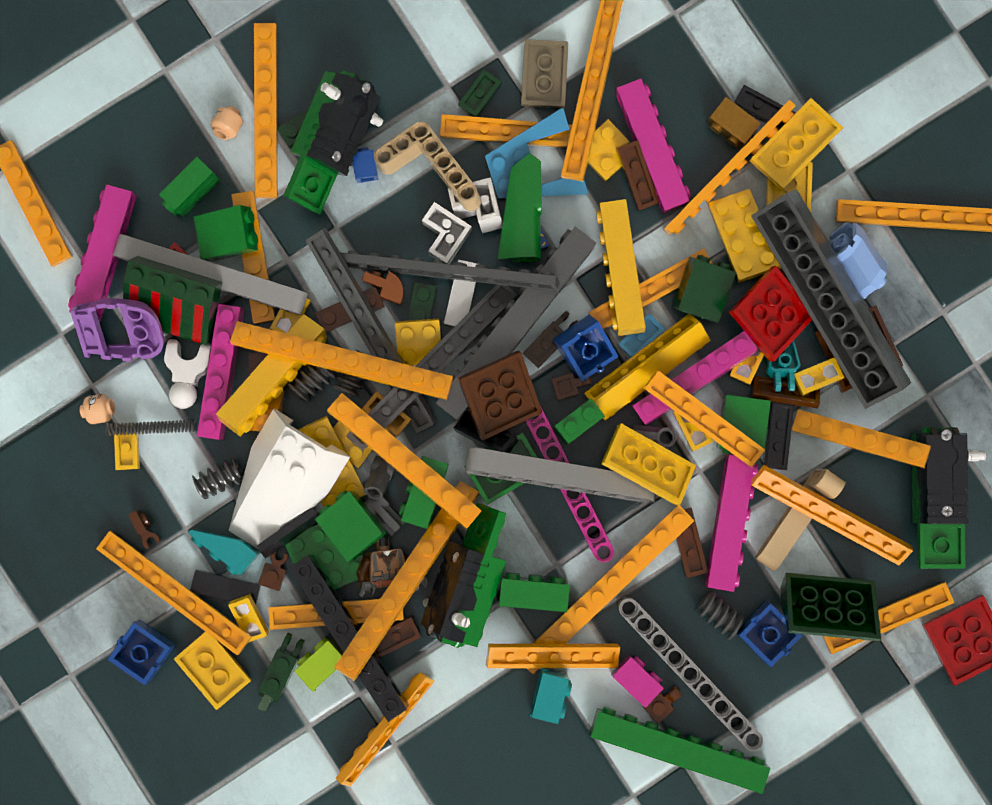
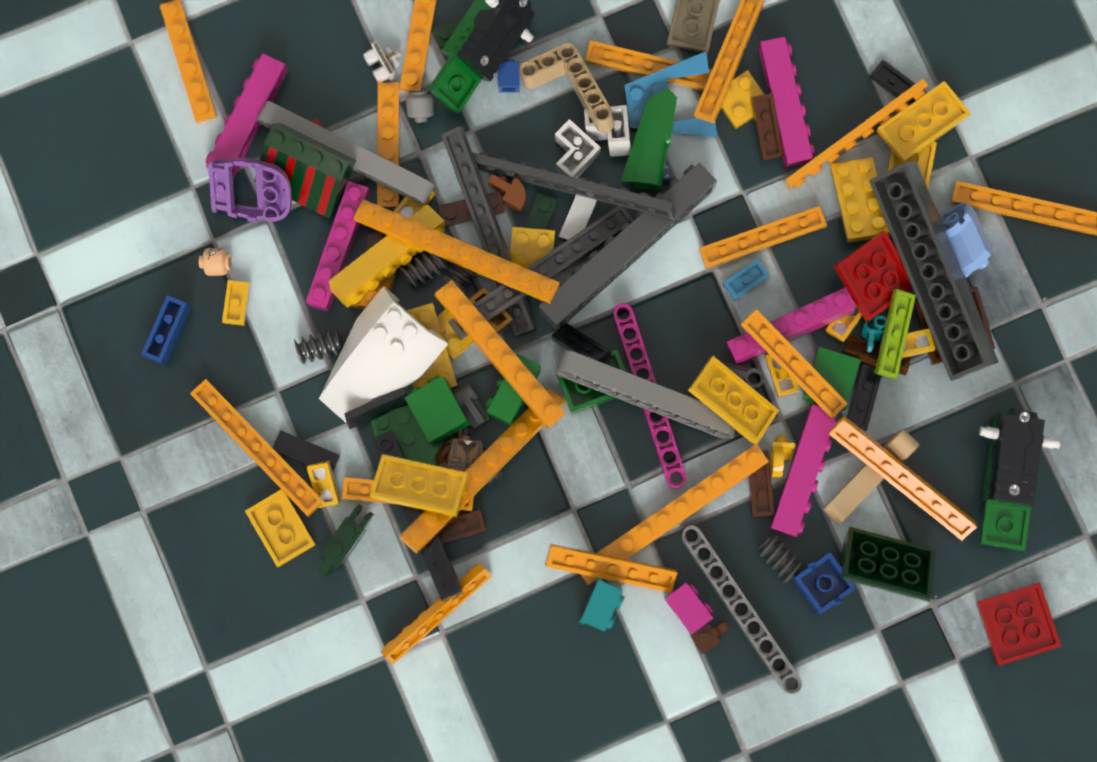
camera: 15 degrees right, 5 degrees down
(60, 489) = (166, 330): none -> blue brick
(141, 524) = (237, 376): reddish brown plate -> none
(141, 652) = (215, 498): blue brick -> none
(150, 427) = (259, 285): dark grey piece -> none
(185, 373) = (305, 242): white piece -> none
(189, 188) = (340, 69): green brick -> none
(223, 166) = (385, 72): none -> white hips
(226, 123) = (385, 15): light nougat head -> none
(226, 233) = (367, 117): green brick -> none
(233, 551) = (319, 417): teal slope -> none
(272, 574) = (354, 447): reddish brown plate -> none
(279, 212) = (420, 106): none -> light grey head
(317, 667) = (385, 538): lime brick -> none
(345, 611) = (419, 485): none -> yellow plate
(380, 475) = (474, 367): dark grey piece -> none
(466, 583) = (539, 483): piece -> none
(479, 93) = (629, 27): dark green plate -> none
(500, 395) = (601, 308): reddish brown plate -> none
(534, 592) = (602, 504): green brick -> none
(544, 346) = (657, 269): dark brown hinge -> none
(566, 385) = (667, 314): reddish brown plate -> none
(578, 421) = (672, 348): green brick -> none
(585, 348) = (690, 280): blue brick -> none
(622, 268) = (738, 210): yellow brick -> none
(661, 354) = (767, 297): yellow brick -> none
(680, 750) = (719, 683): green brick -> none
(704, 288) = (814, 242): dark green brick -> none
(704, 506) = (781, 451): none -> yellow piece
(733, 123) = (866, 93): pearl gold brick -> none
(802, 370) = (895, 334): none -> lime tile
(861, 438) = (943, 409): light orange plate -> none
(901, 612) = (948, 588): light orange plate -> none

